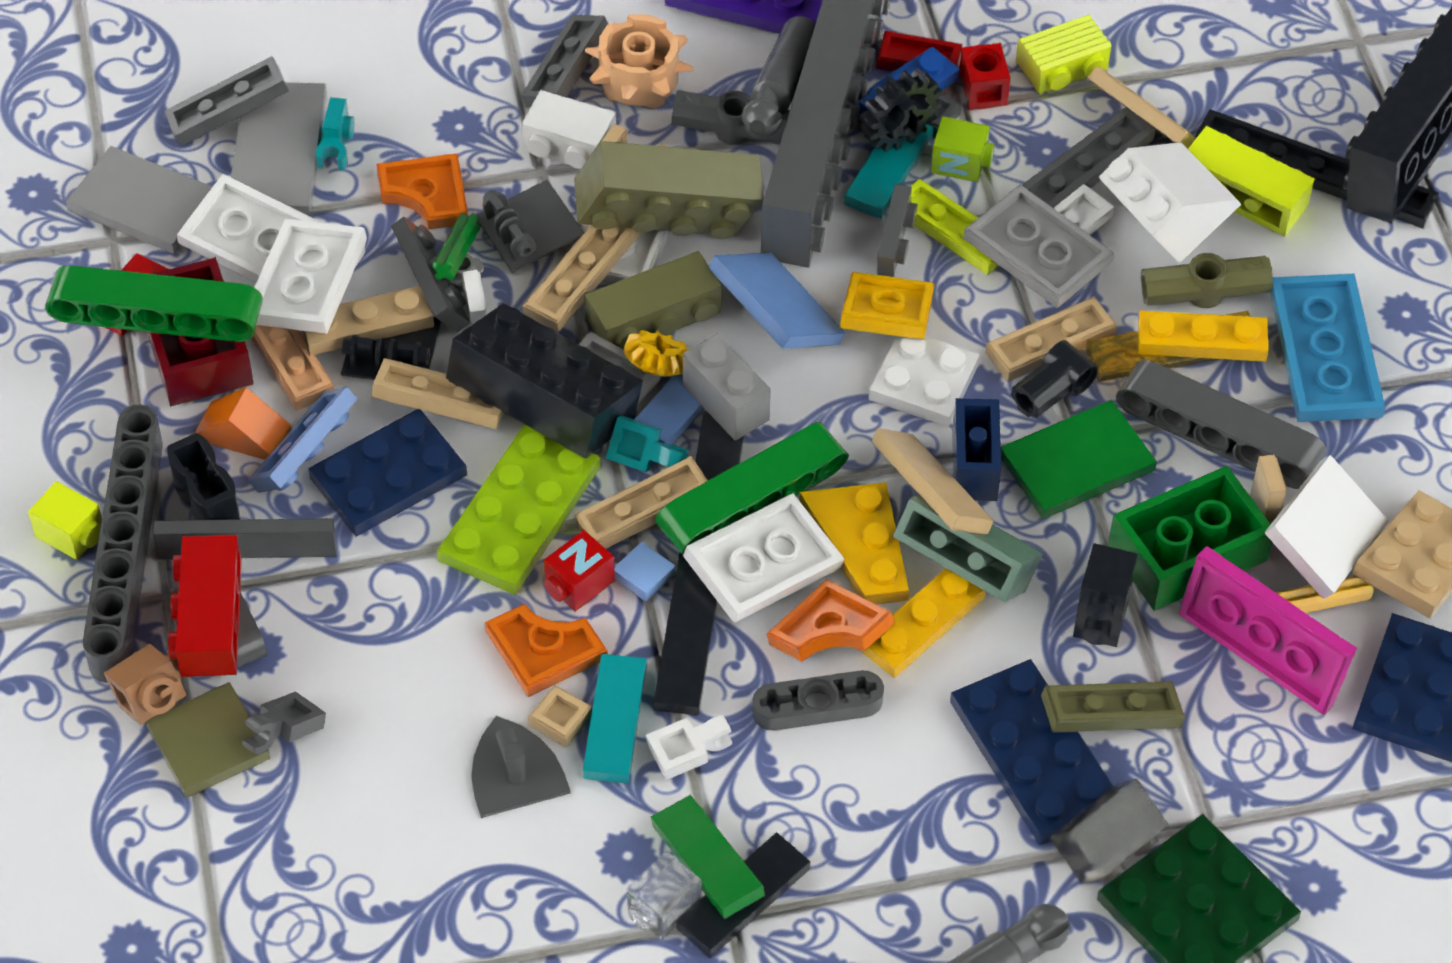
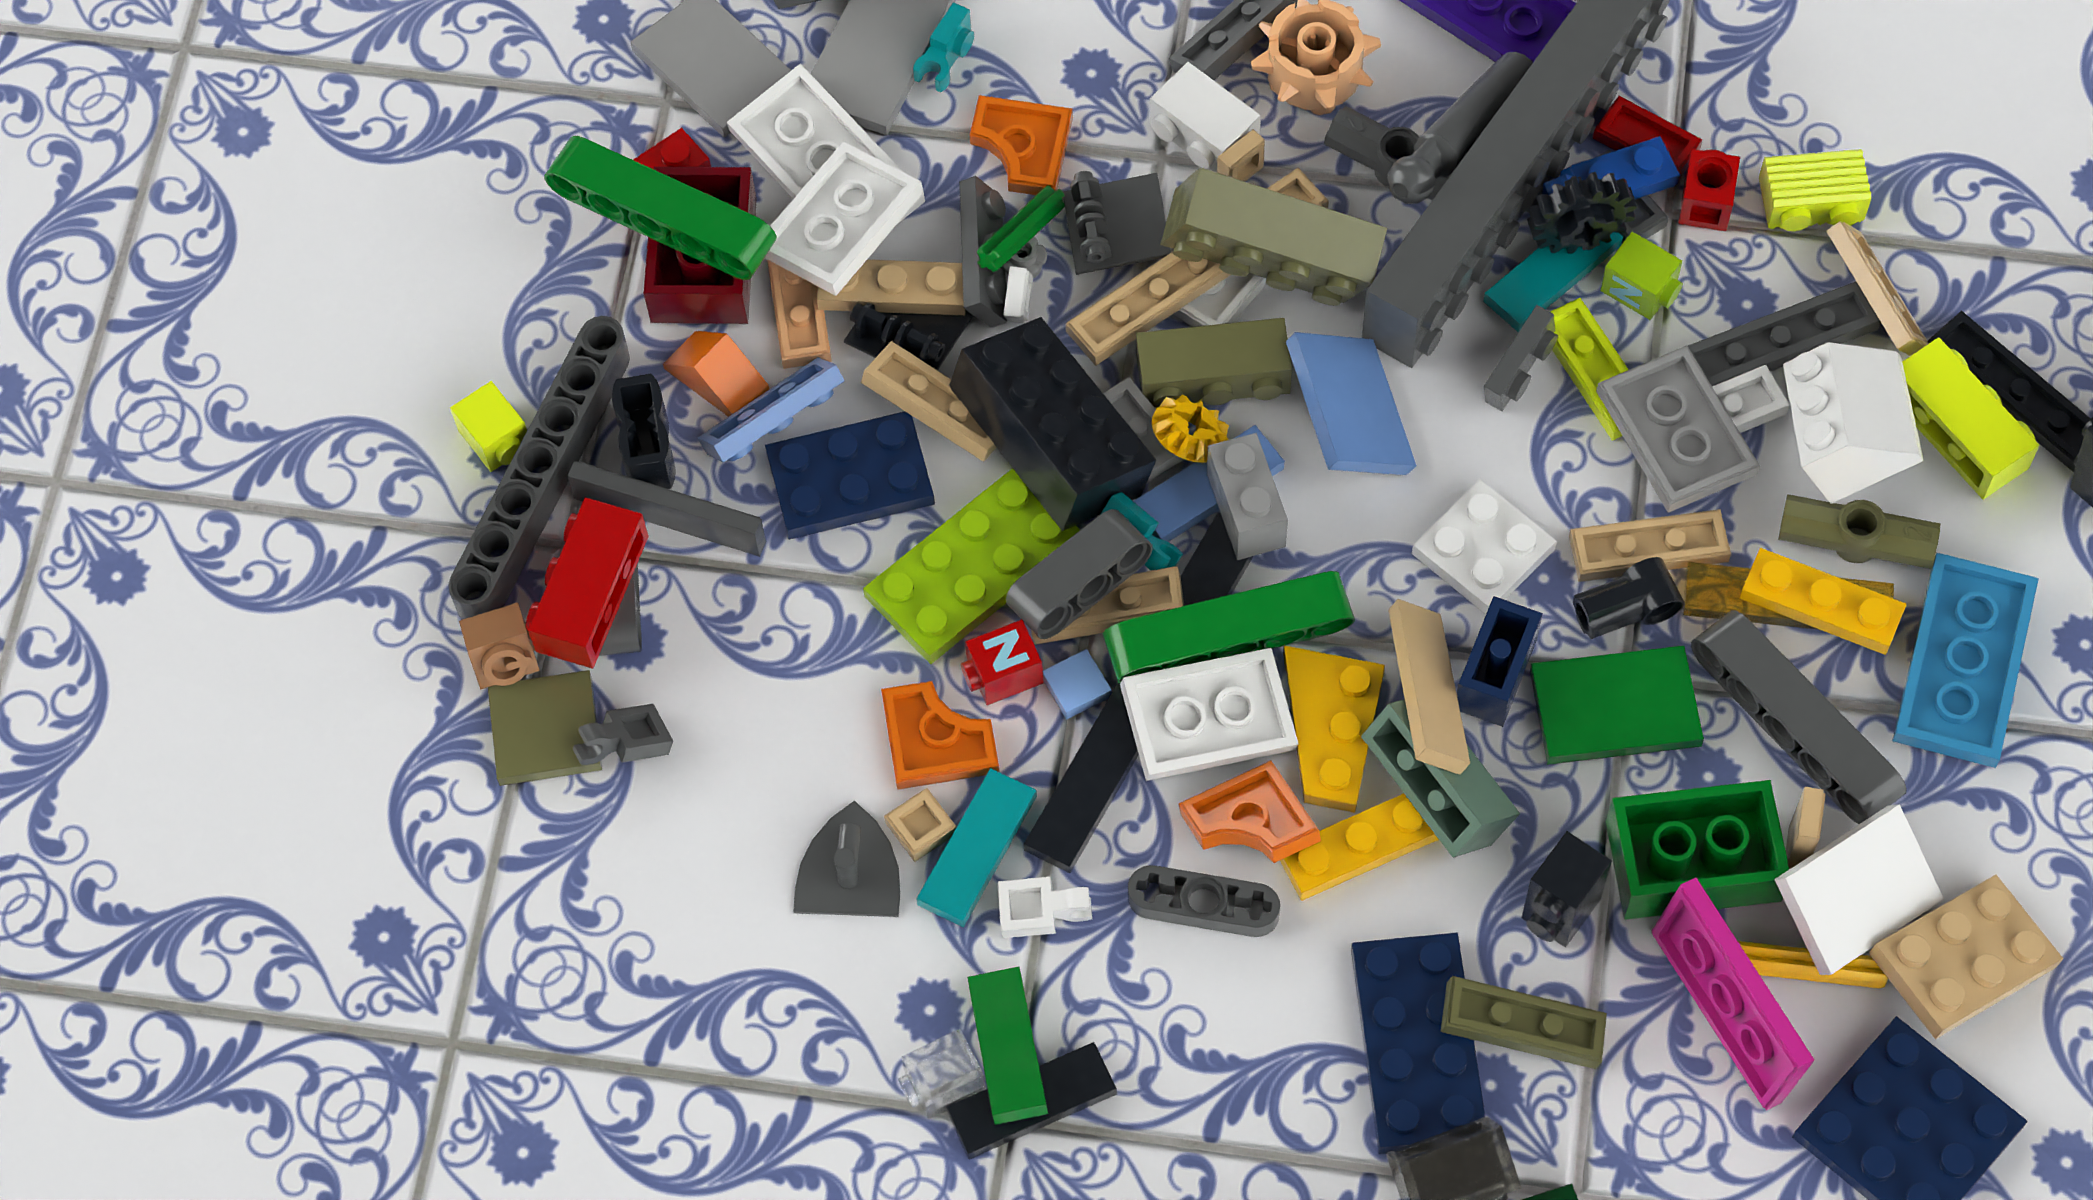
camera: 25 degrees right, 10 degrees up
(615, 482) = (1078, 574): none -> dark grey beam
(887, 305) = (1475, 448): yellow tile -> none

